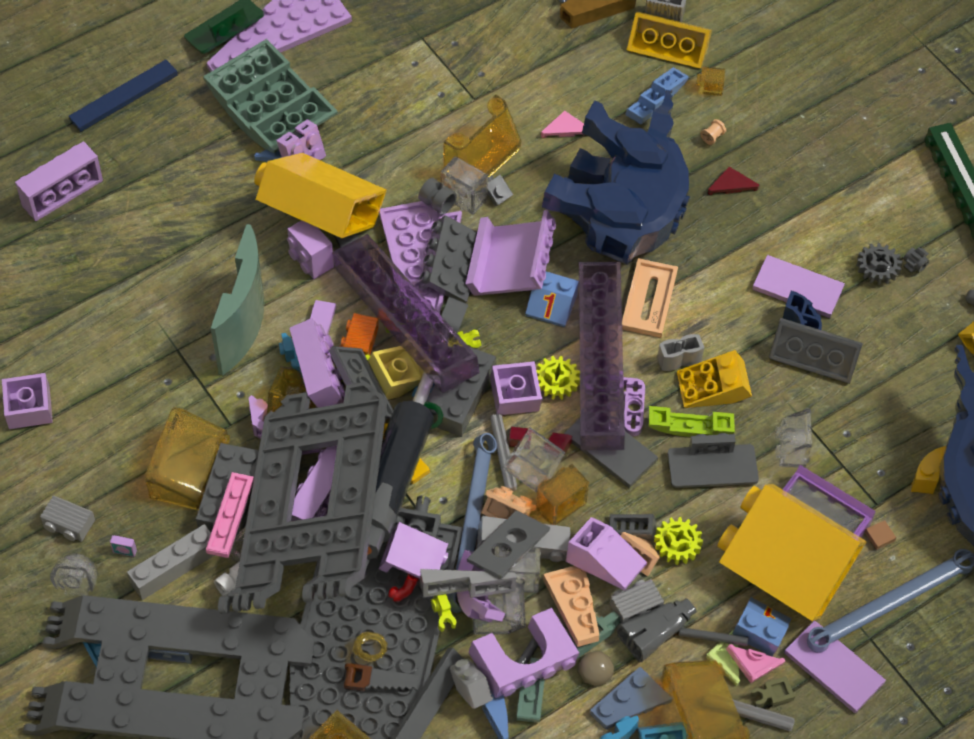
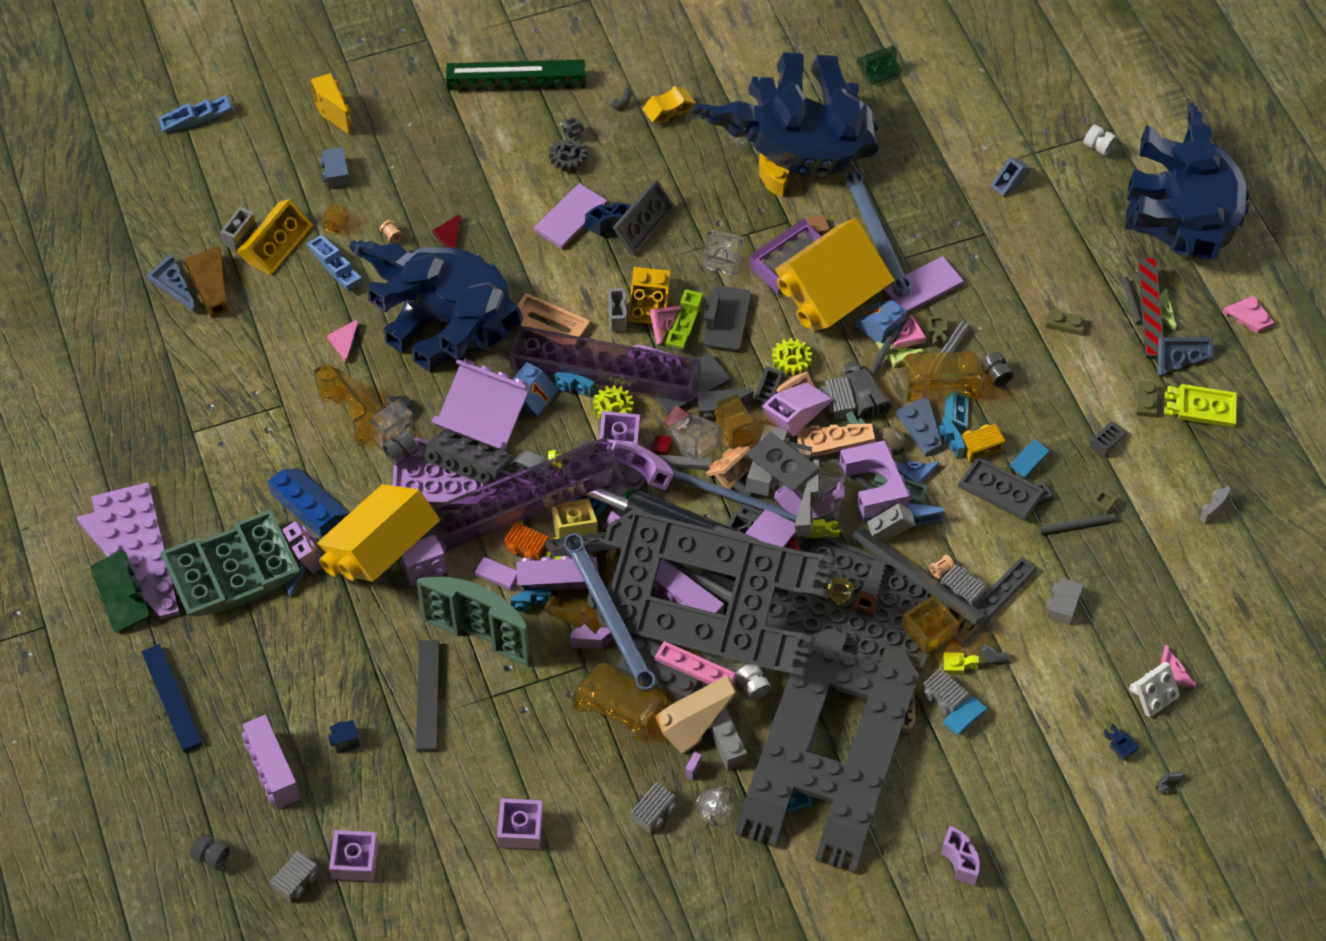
camera: 75 degrees left, 0 degrees up
(104, 235) = (344, 736): none -> dark blue brick
(165, 294) = (427, 696): none -> dark grey tile
(174, 526) = (690, 717): none -> tan wedge
(271, 415) = (609, 612): none -> sand blue piece
(364, 140) = (307, 500): none -> blue slope
(483, 413) = (650, 465): none -> lavender arch
(561, 704) = (917, 470): none -> medium blue tile
(571, 327) = (569, 382): none -> dark azure slope
(598, 489) = (708, 400): none -> dark grey slope
(685, 401) = (662, 321): none -> bright pink tile
(776, 66) = (335, 168): none -> sand blue brick
(856, 38) = (331, 102): none -> yellow slope

